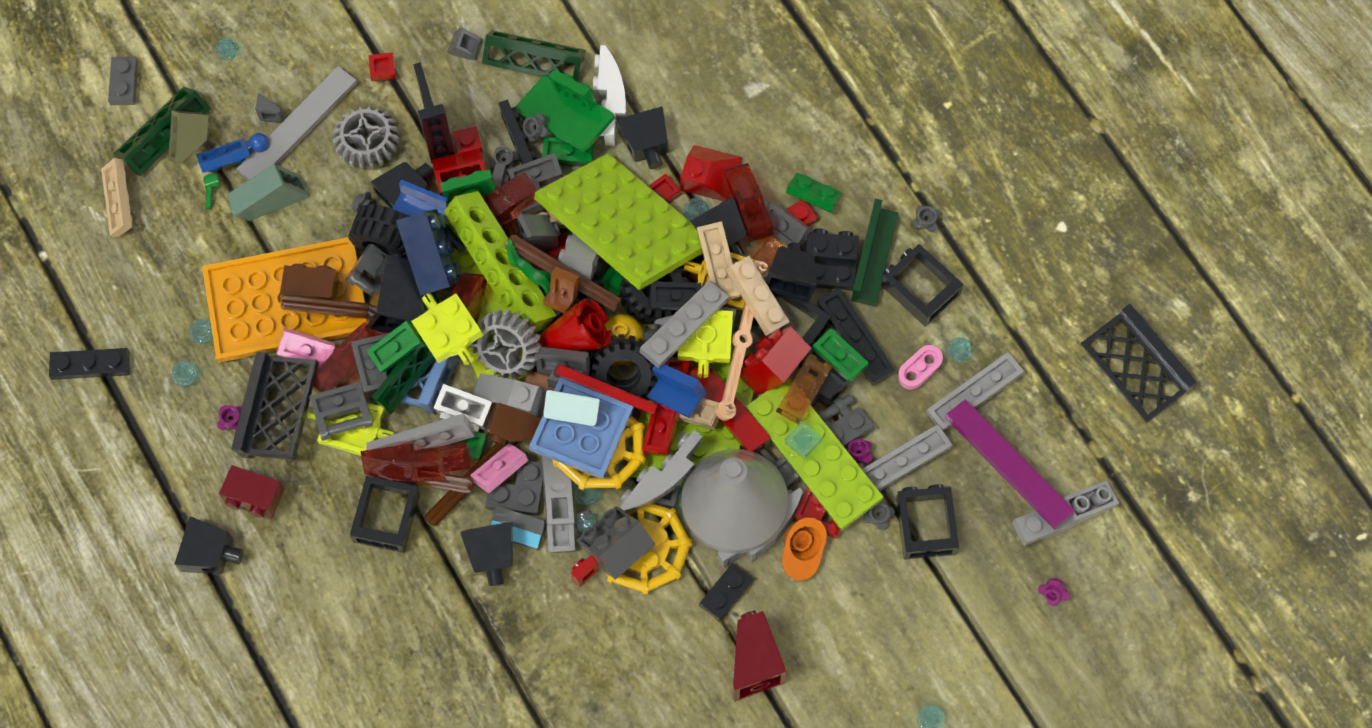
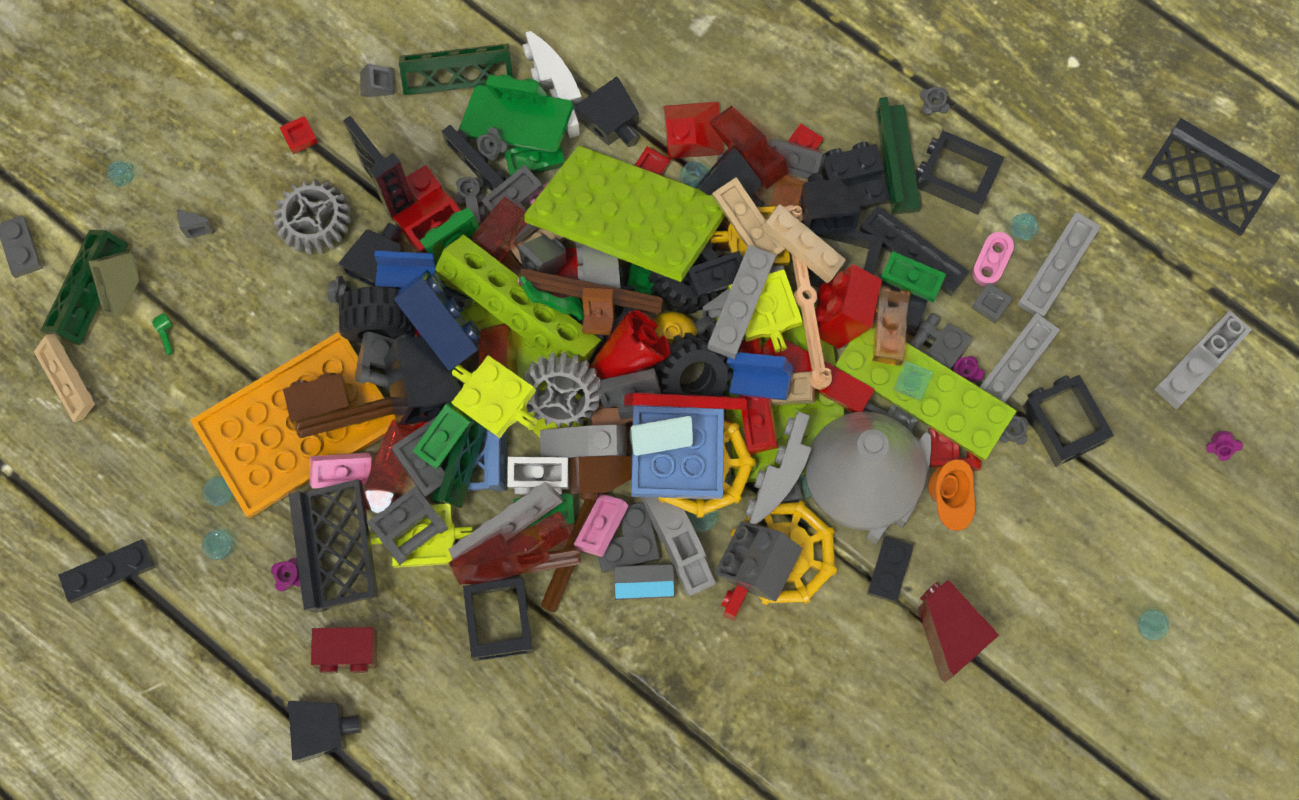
camera: 20 degrees left, 5 degrees up
(232, 152) = (172, 284): blue plate -> none
(267, 193) = (229, 315): sand green slope -> none
(300, 123) = (231, 231): light grey tile -> none
(490, 550) = (627, 616): black torso -> none
(585, 520) = (715, 547): clear light blue plate -> none
(814, 192) = (809, 113): green plate -> none
(904, 403) = (991, 303): none -> dark grey plate
(1010, 464) = (1130, 329): magenta tile -> none

